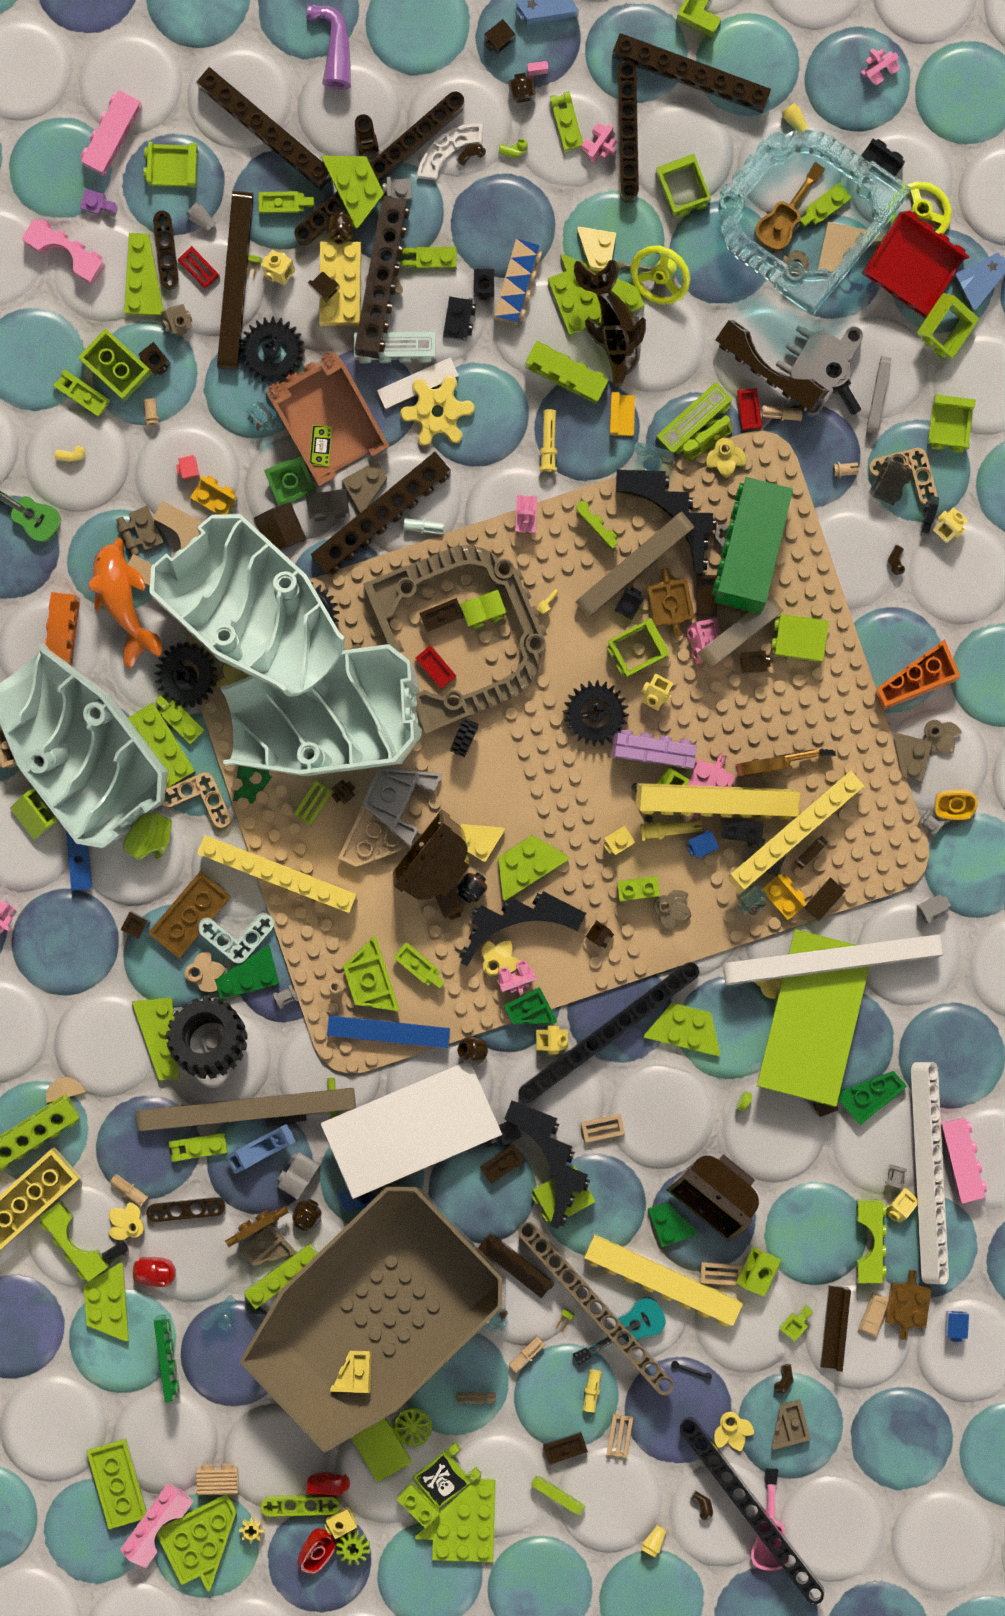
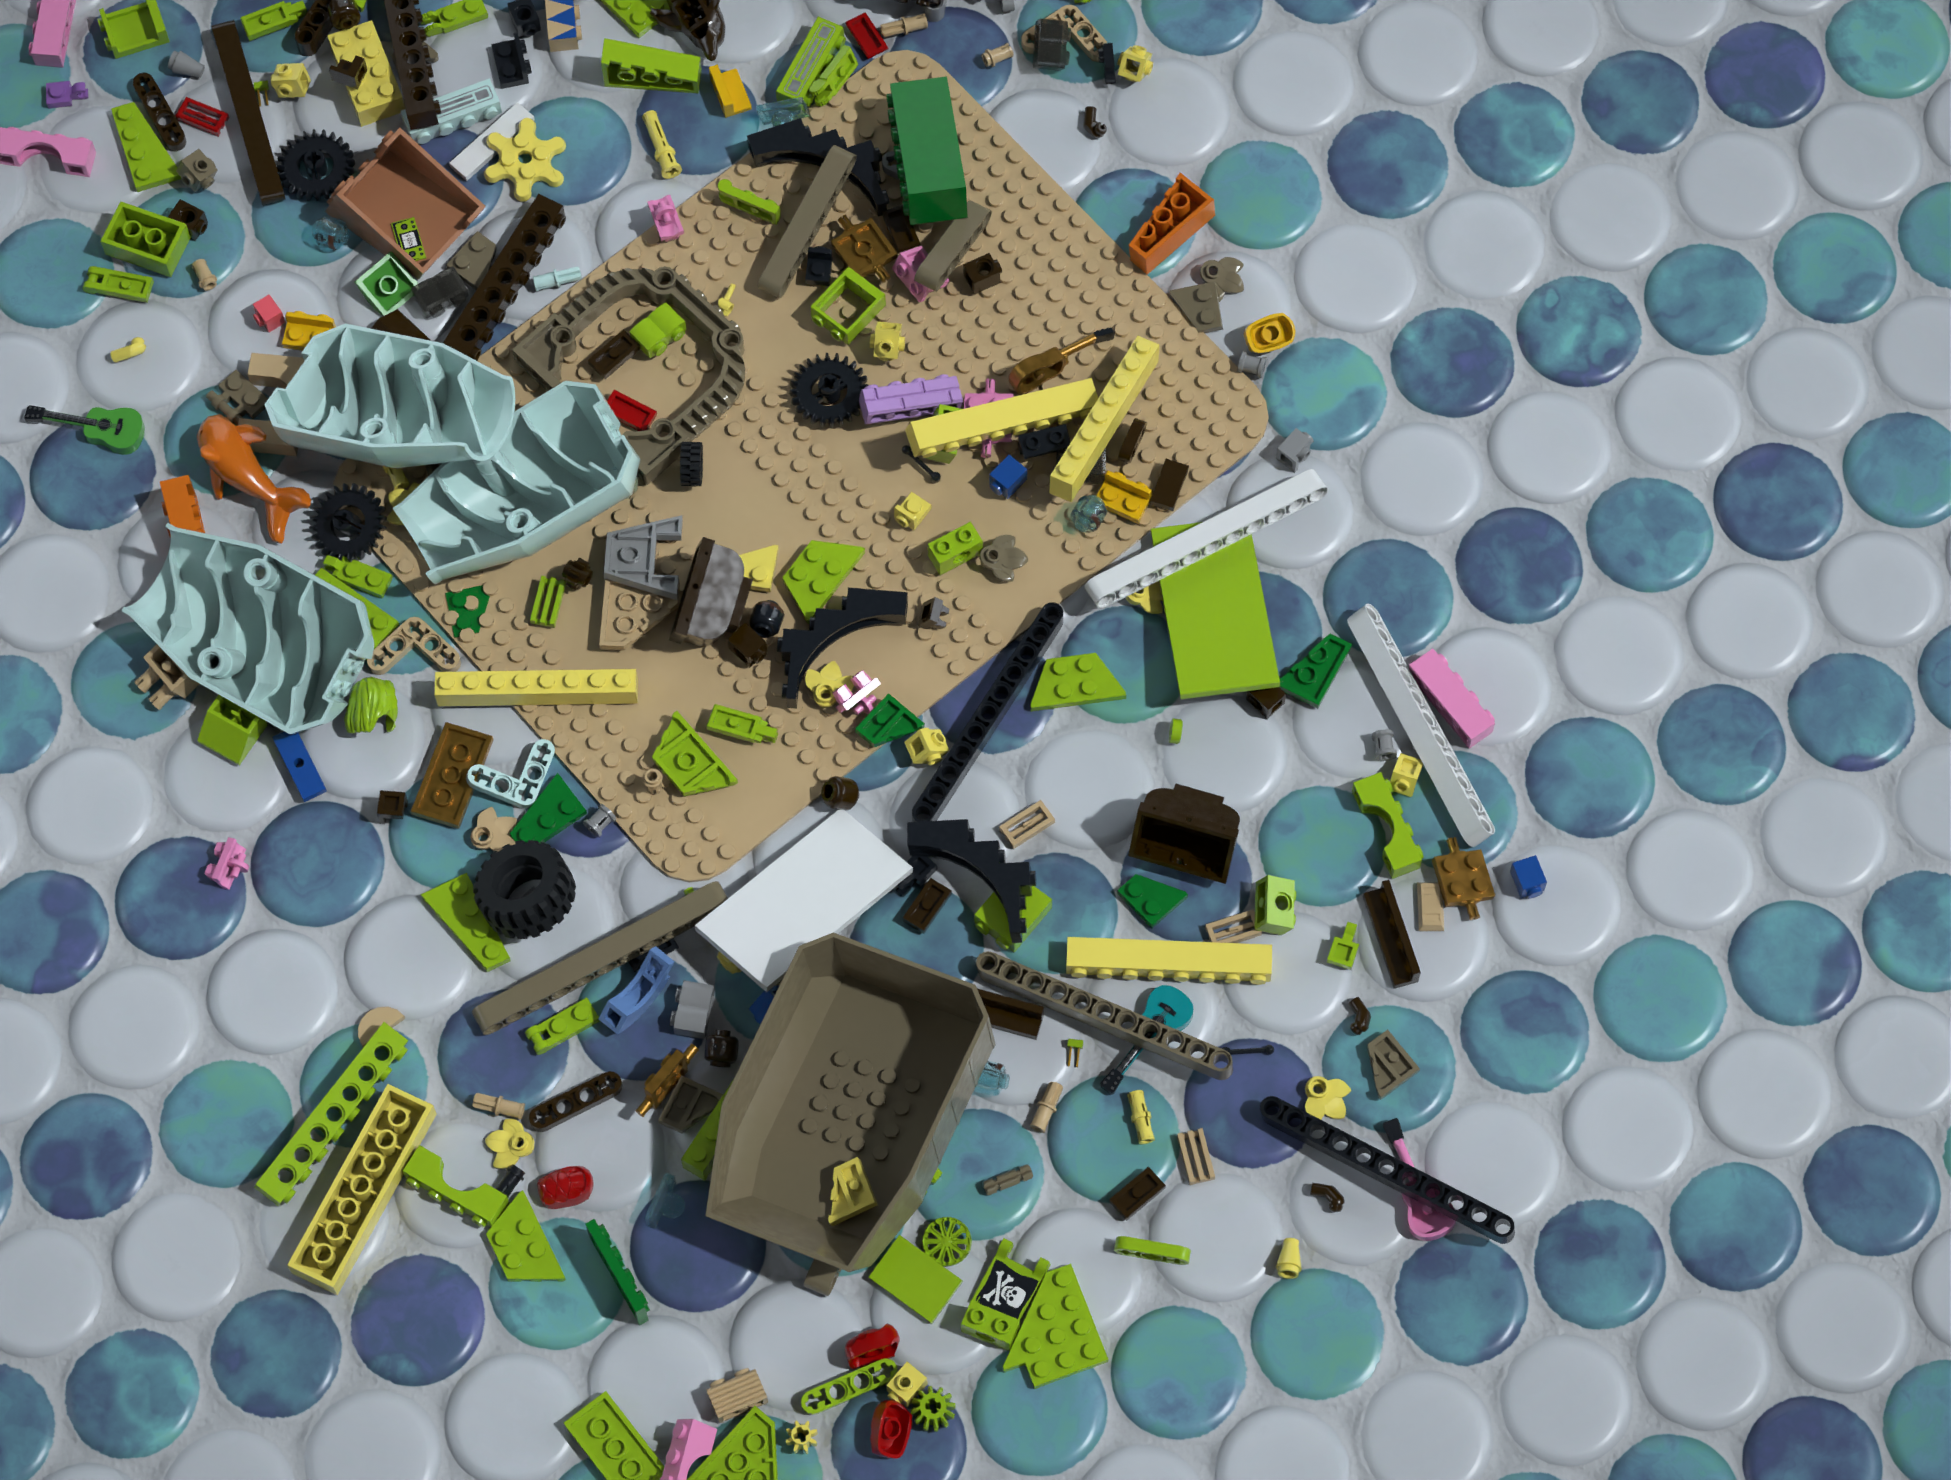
camera: 25 degrees left, 20 degrees down
(388, 1031) = (734, 810): blue tile -> none
(660, 830) = (954, 481): light yellow pin -> none
(726, 460) = (861, 90): light yellow plate -> none
(800, 637) = (1022, 231): lime brick -> none

